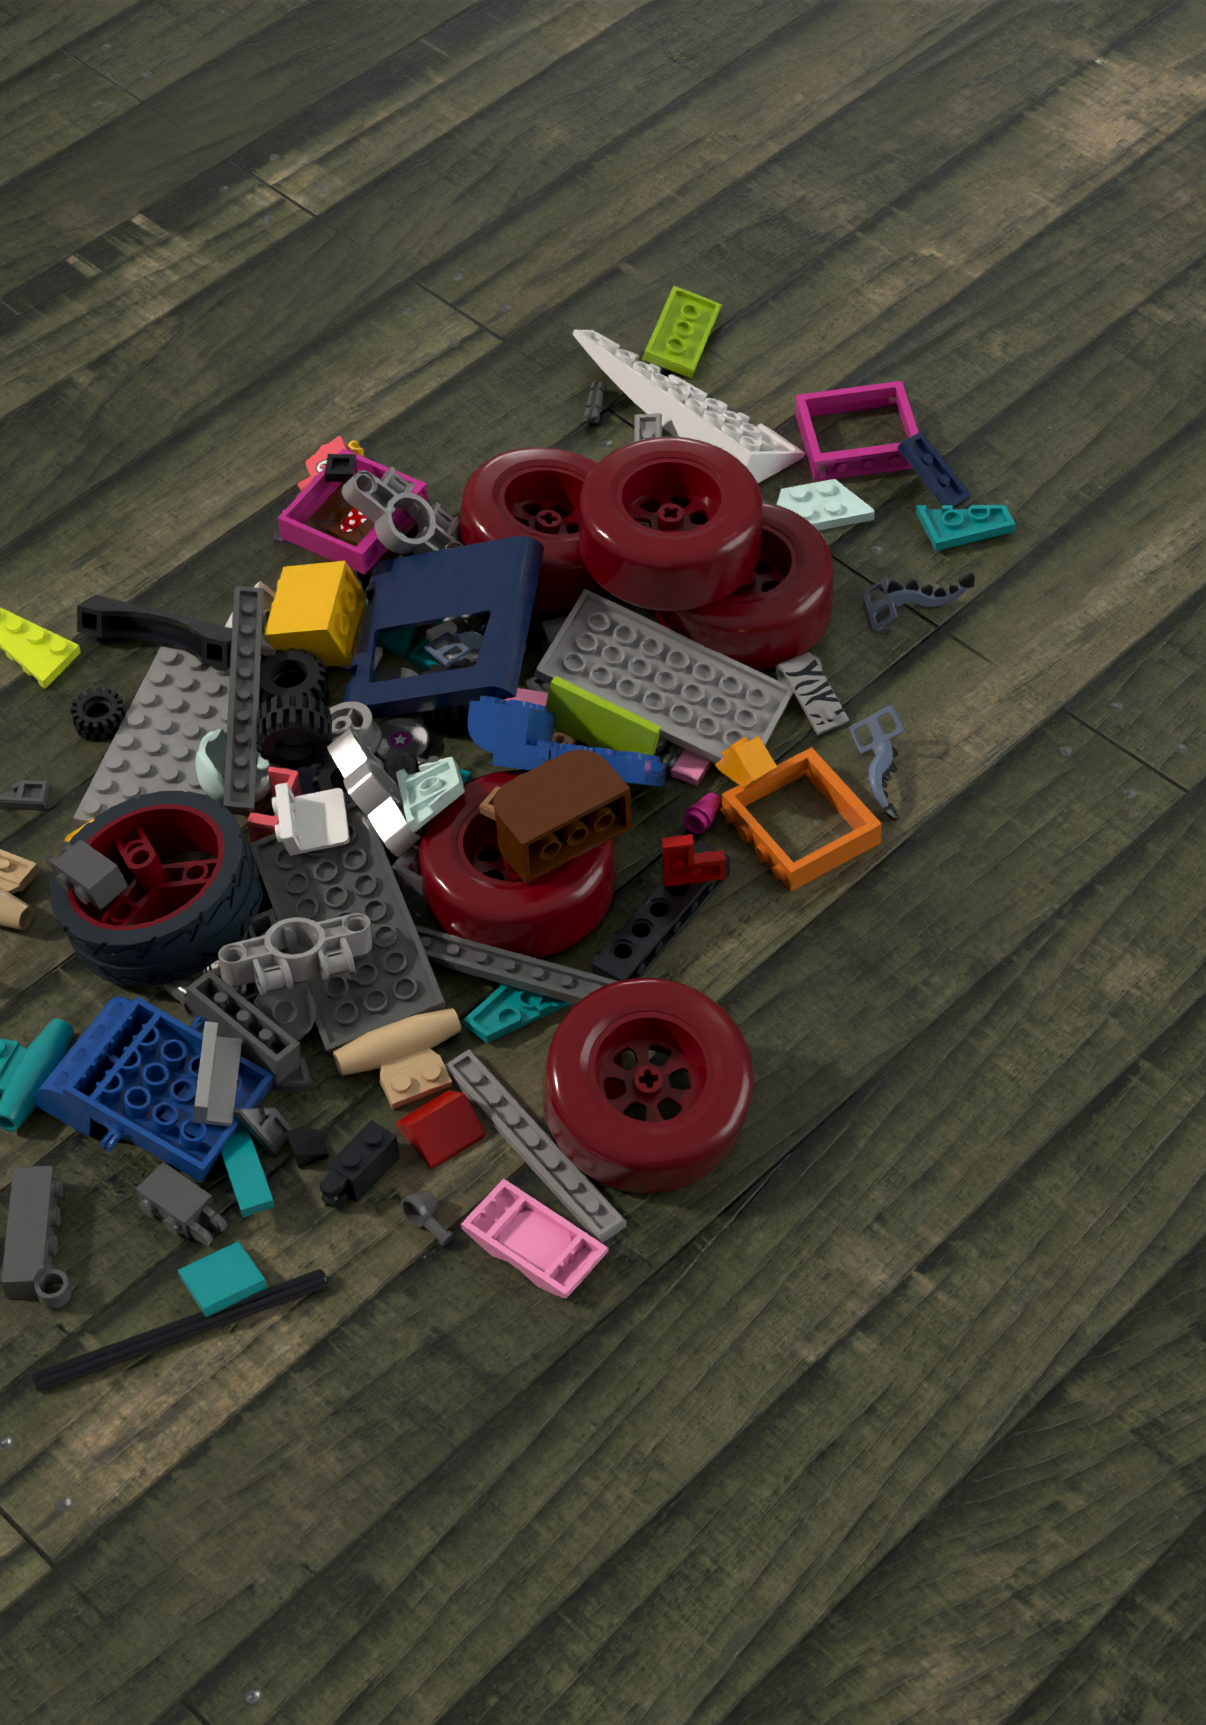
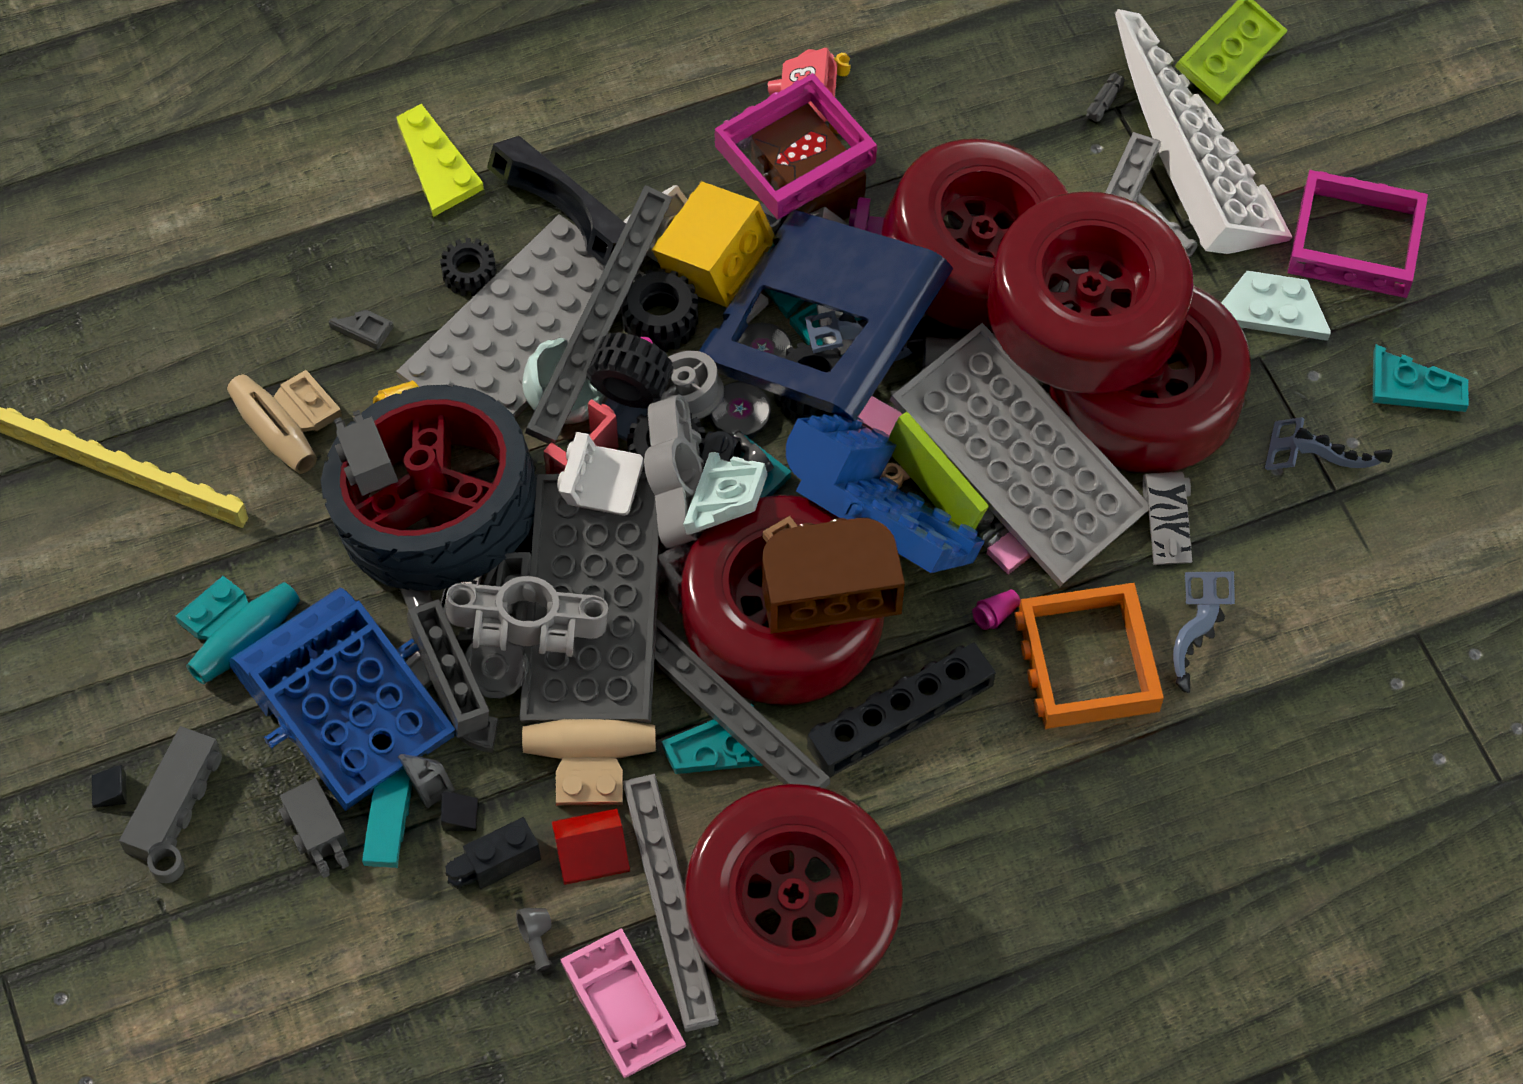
camera: 20 degrees right, 10 degrees up
(177, 1331) = (262, 954): black axle -> none
(217, 1078) = (397, 714): light grey panel -> none
(222, 1279) = (319, 920): teal tile -> none
(340, 467) = (799, 96): black plate -> none
(381, 498) = (835, 146): light grey piece -> none
(685, 867) = (938, 668): red plate -> none
(746, 761) = (1057, 577): light orange slope -> none
(933, 470) = (1411, 313): dark blue plate -> none

